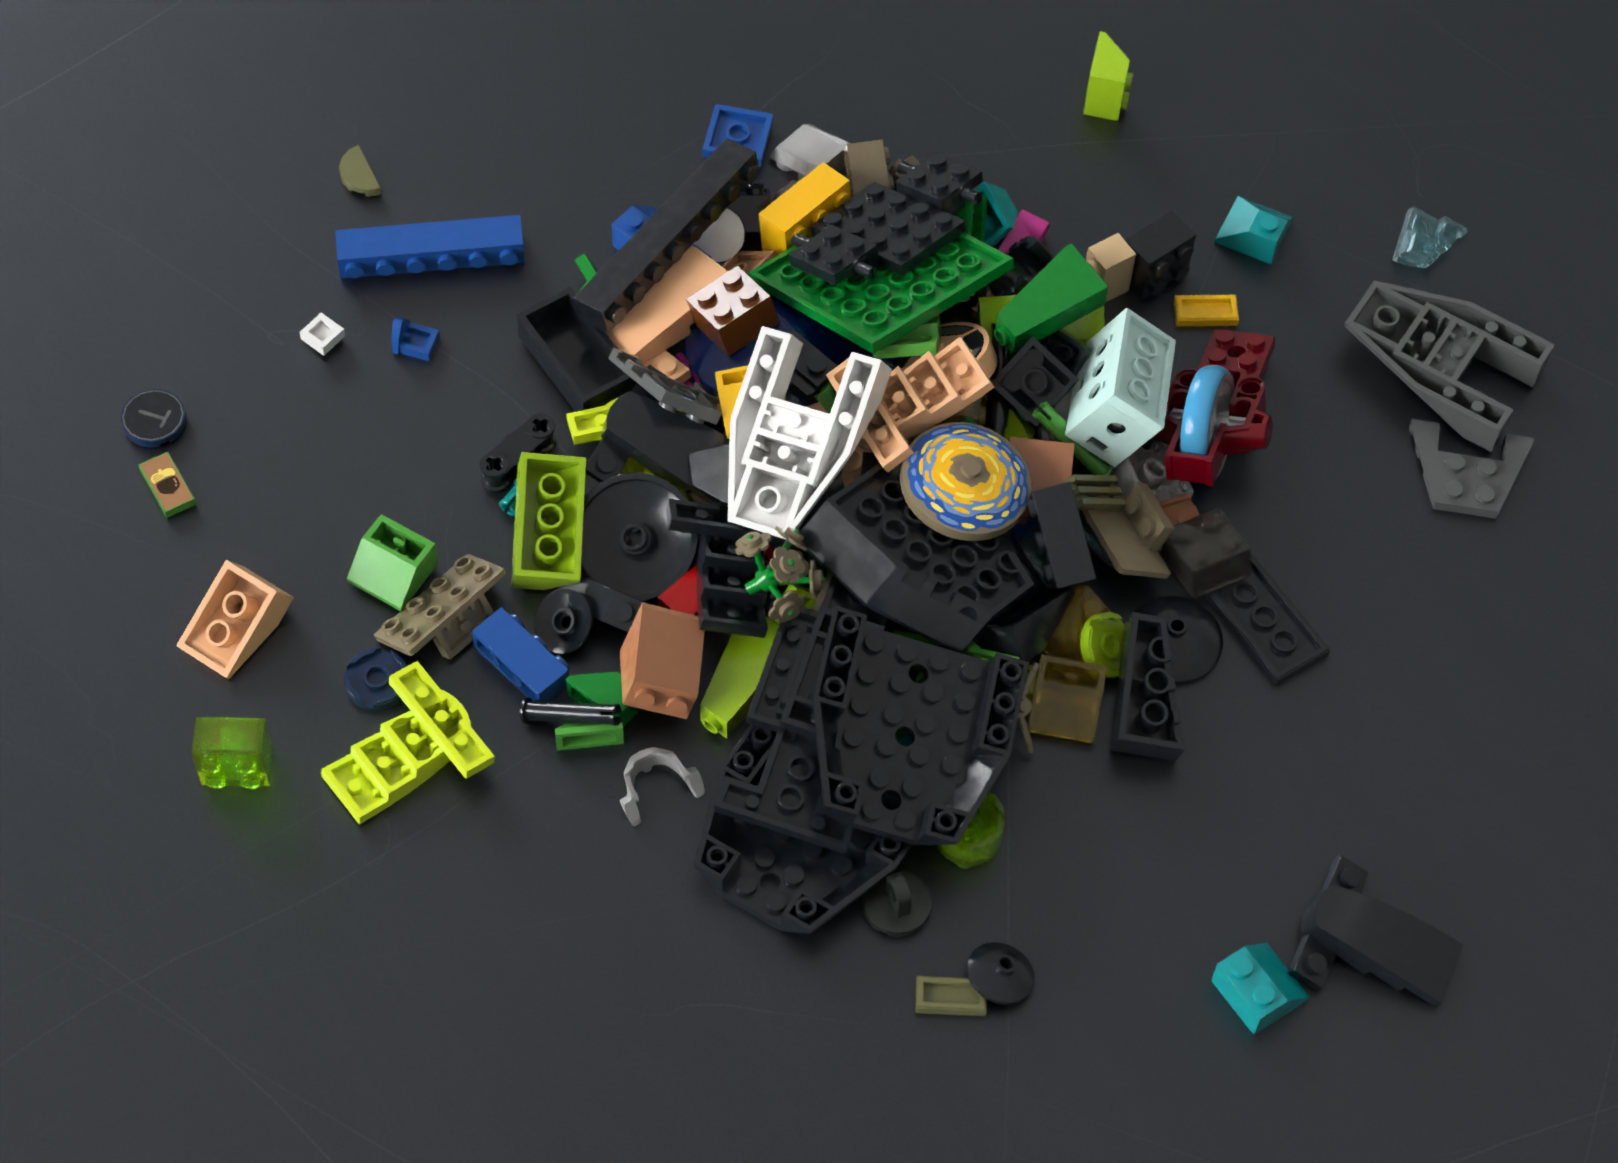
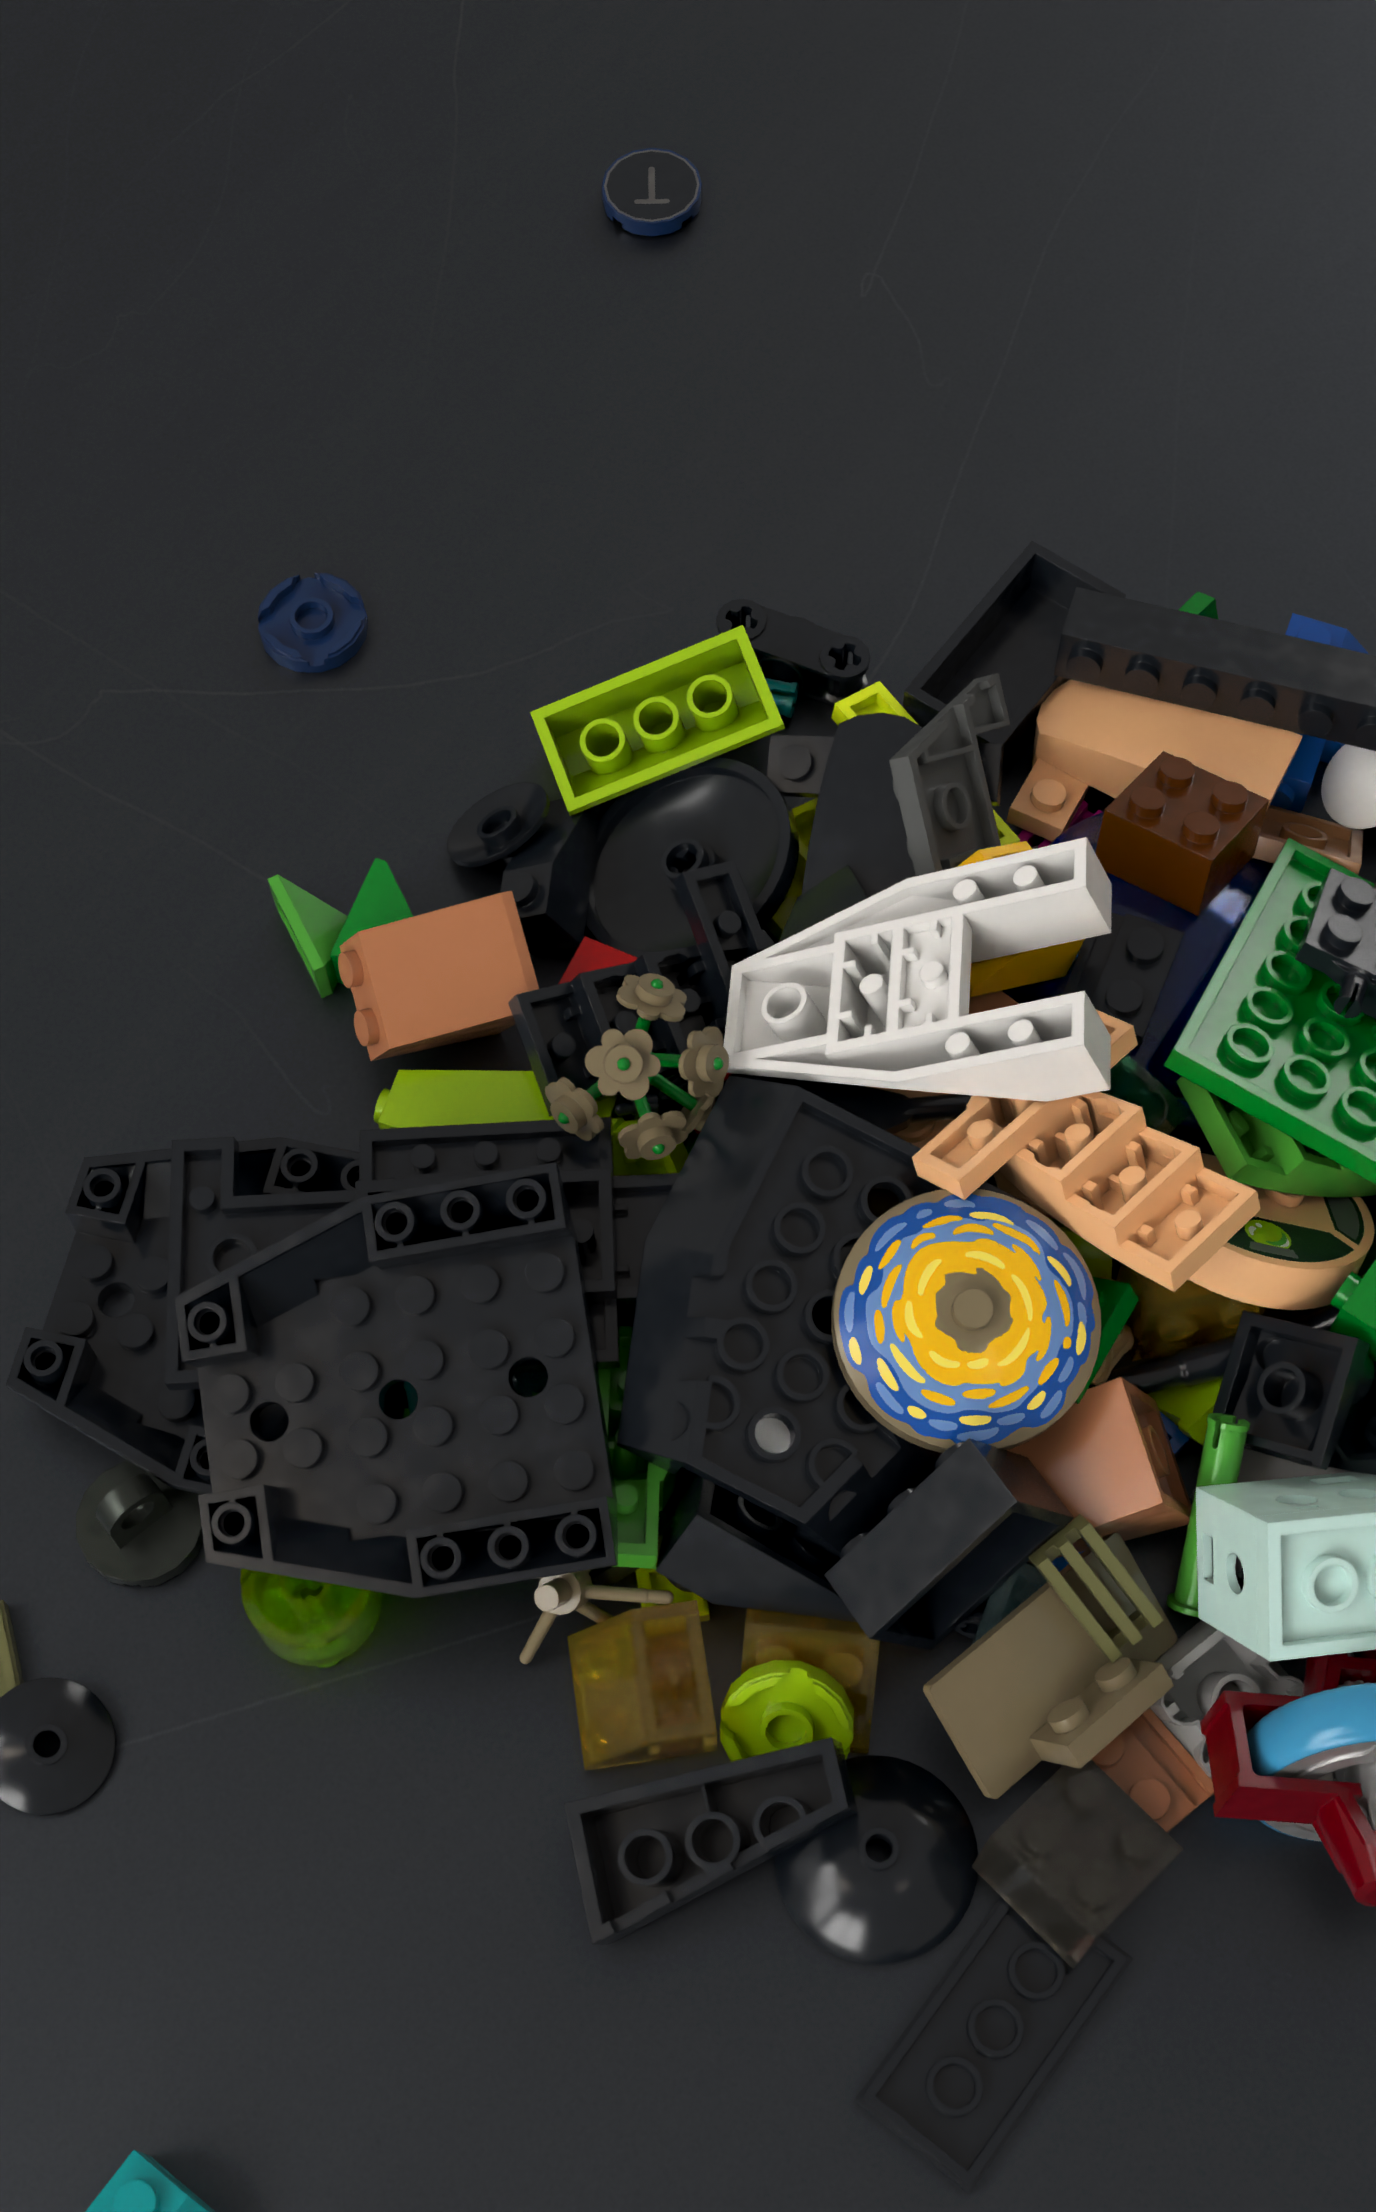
camera: 75 degrees right, 5 degrees up
(167, 484) = (544, 249): tile -> none
(232, 751) = (91, 476): clear neon green brick -> none
(233, 619) = (344, 404): light nougat slope -> none
(322, 334) = (894, 328): white plate -> none
(357, 173) = (1224, 264): olive tile -> none
(392, 562) = (512, 559): bright green slope -> none
(407, 748) = (193, 698): neon yellow slope -> none
(413, 339) = (947, 442): blue tile -> none
(429, 246) = (1130, 403): blue brick -> none
(445, 610) = (454, 665): dark tan bracket -> none
(521, 656) = (411, 790): blue brick -> none
(569, 712) = (321, 839): black pin -> none
(644, 761) = (288, 1036): light grey helmet -> none

